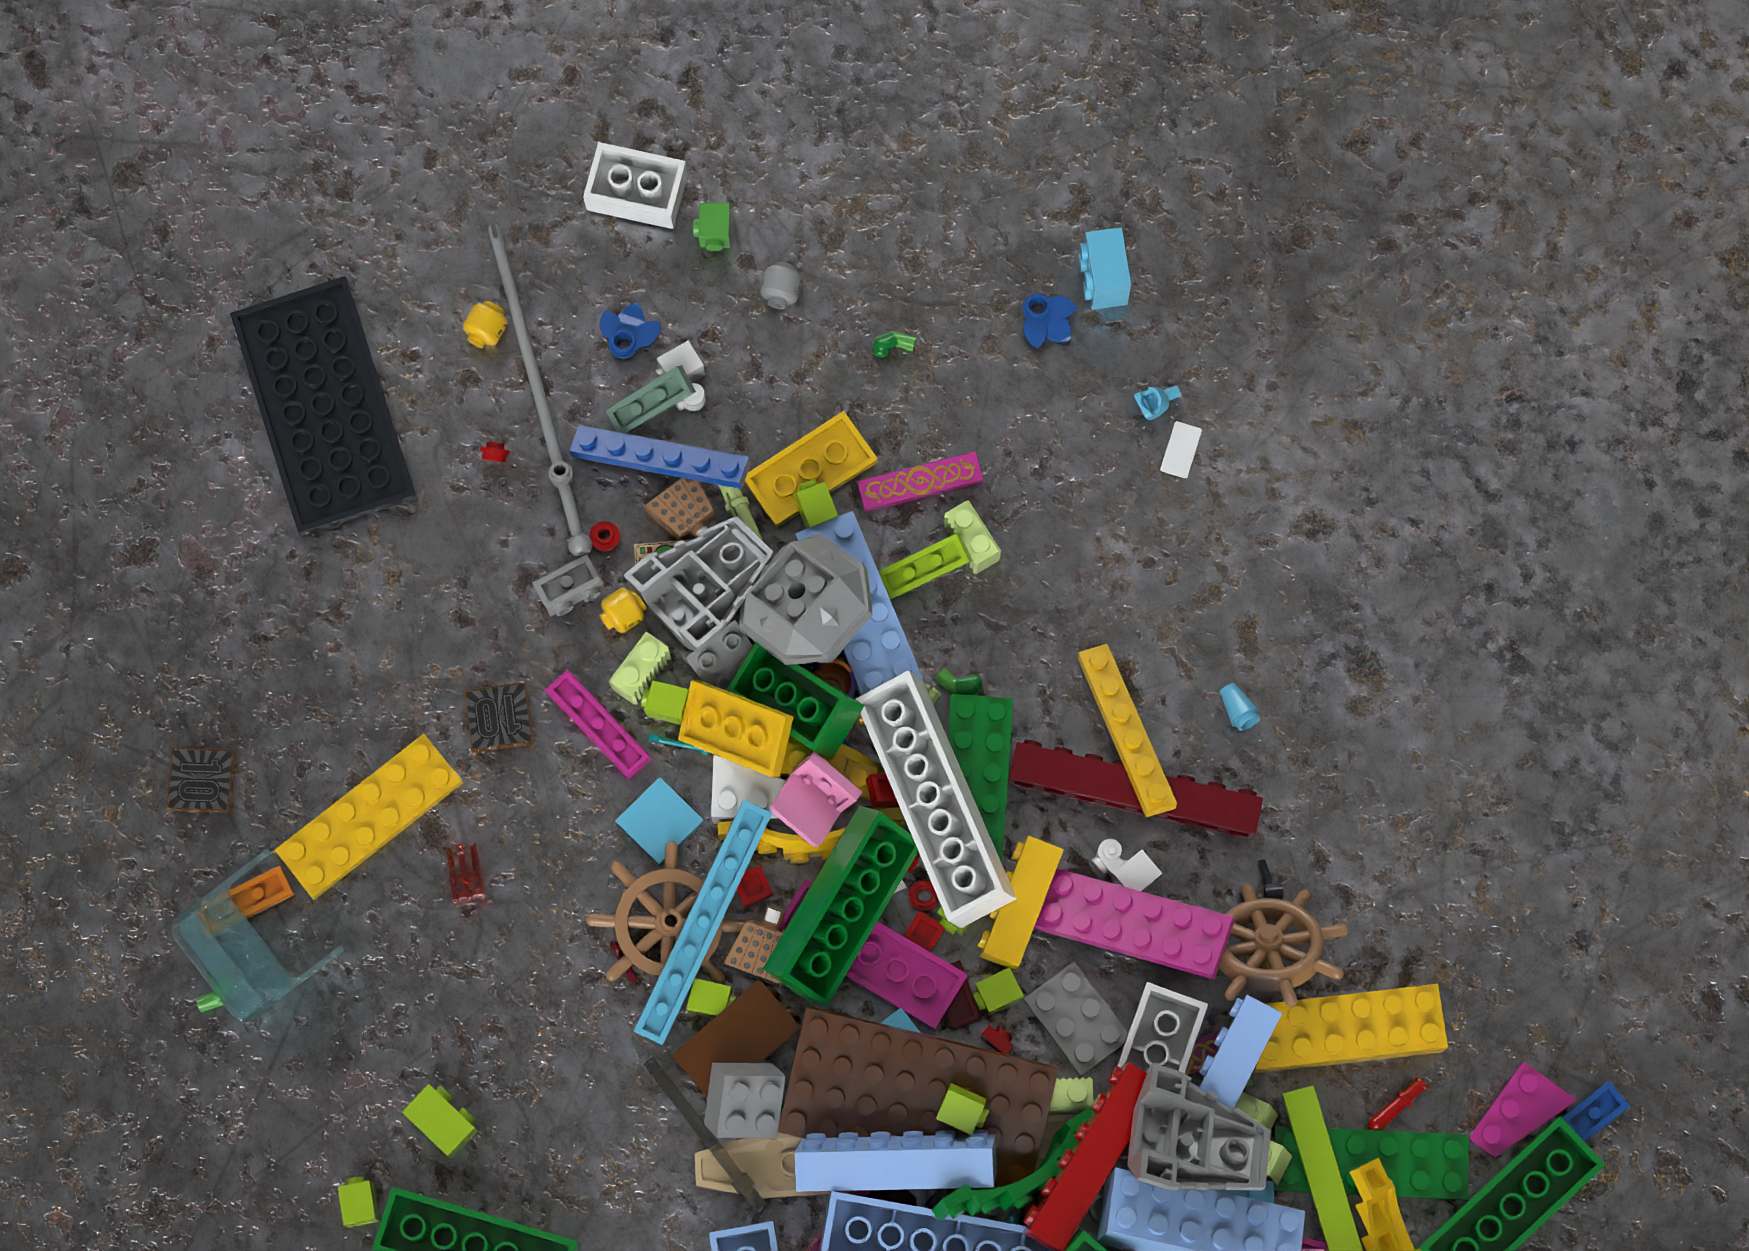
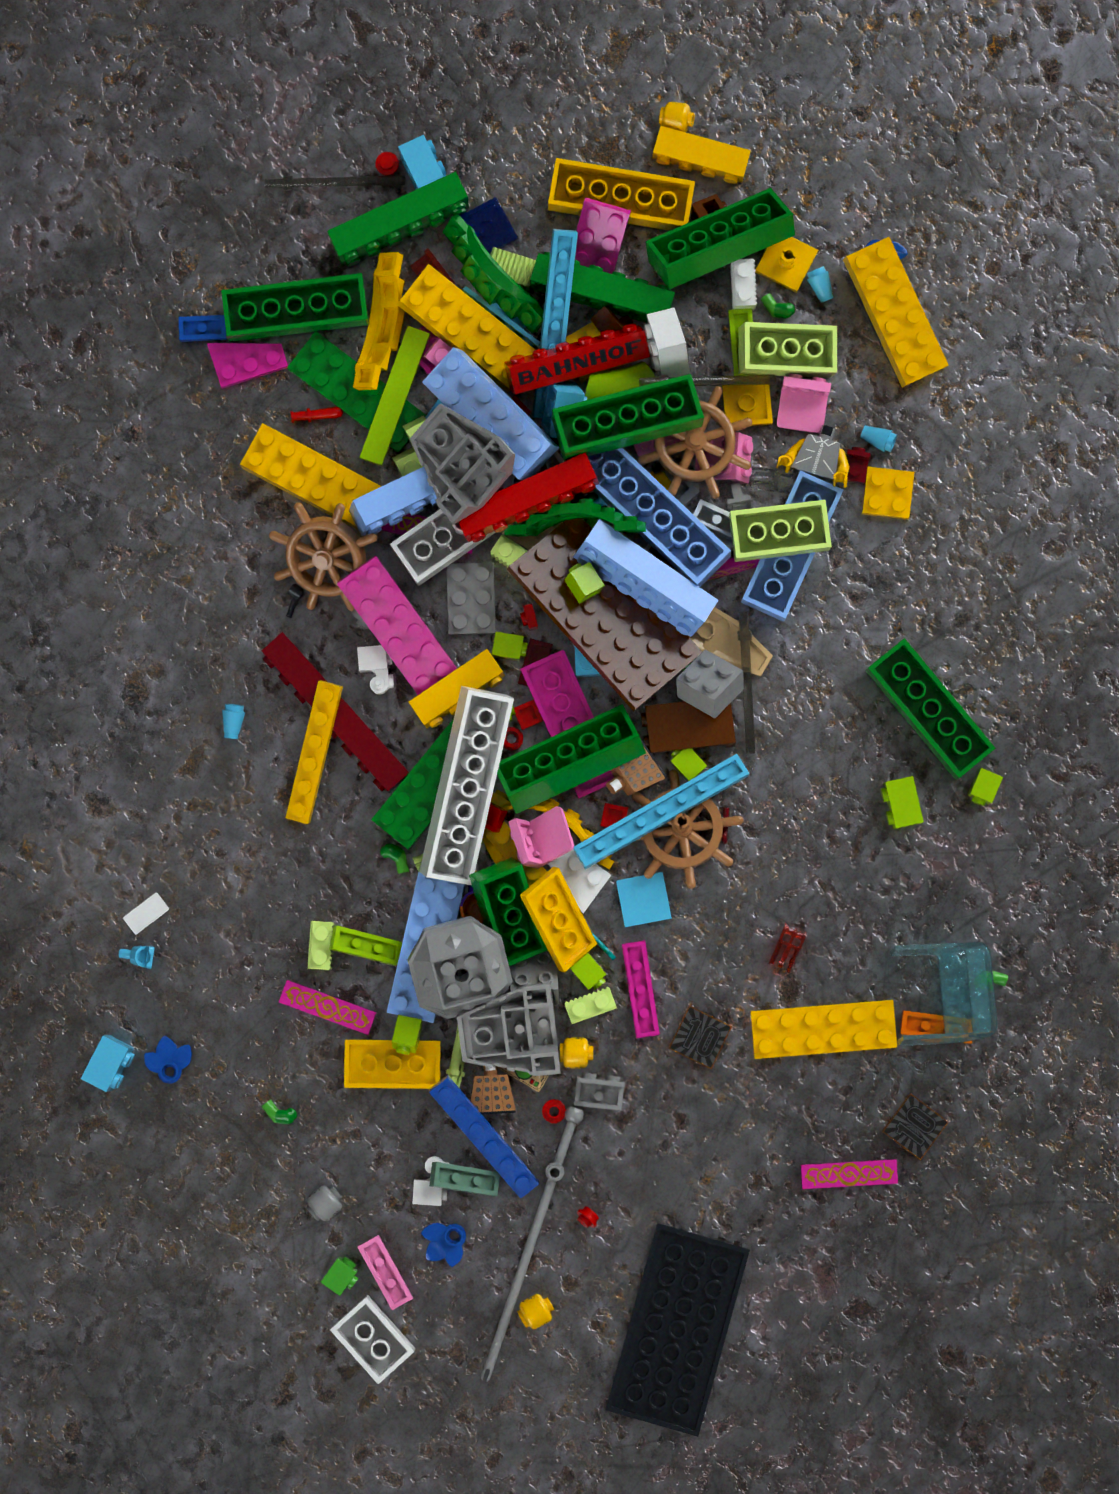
camera: 150 degrees left, 10 degrees up
(241, 683) = (849, 1174): none -> dark pink tile
(669, 260) = (385, 1272): none -> bright pink plate

